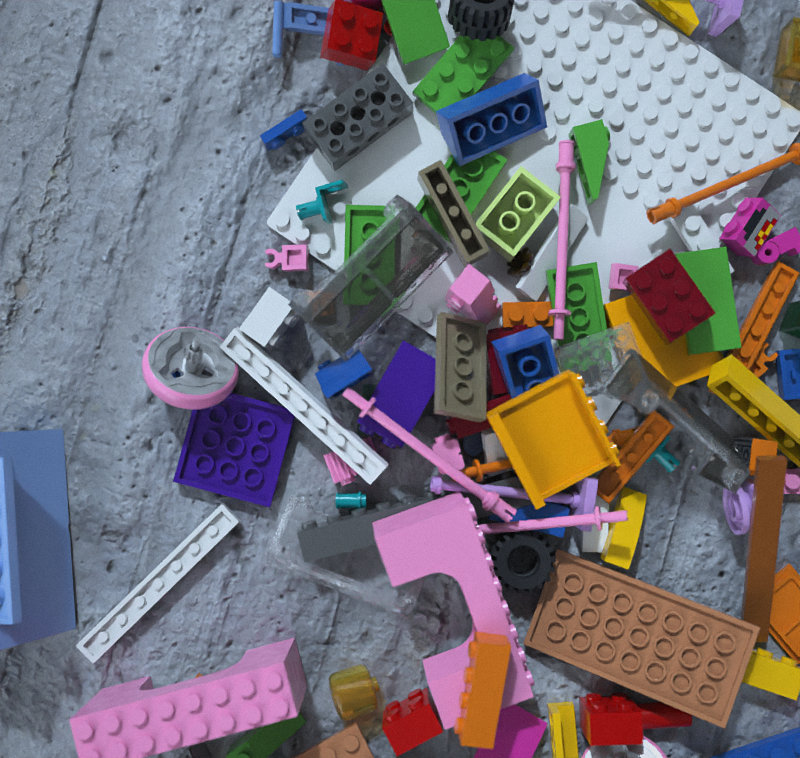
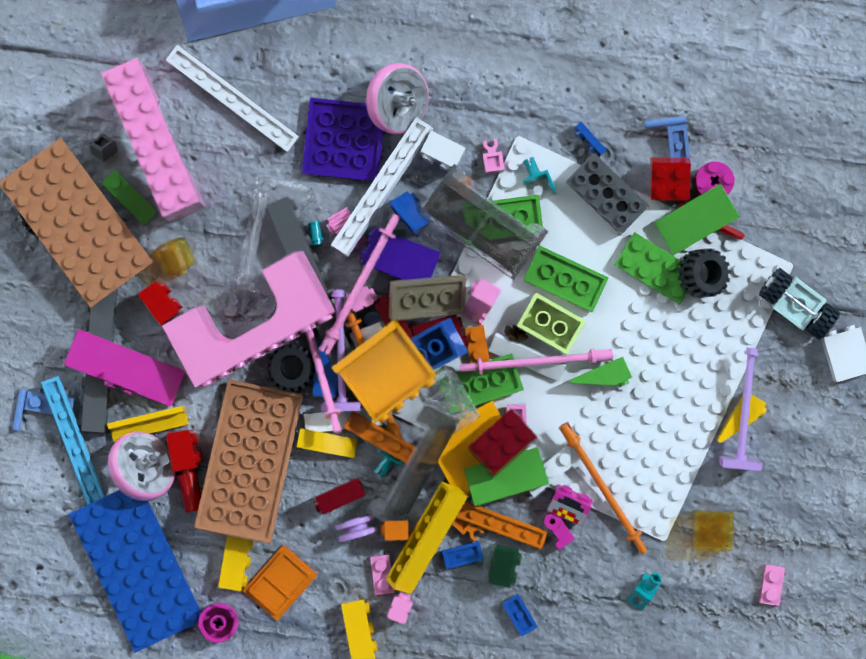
camera: 85 degrees right, 0 degrees up
(452, 213) = (541, 275): dark tan brick -> none
(483, 690) = (197, 346): orange brick -> none
(492, 118) = (620, 295): blue slope -> none
(700, 522) = (339, 496): none -> dark red brick
(763, 542) = (326, 540): dark orange tile -> none

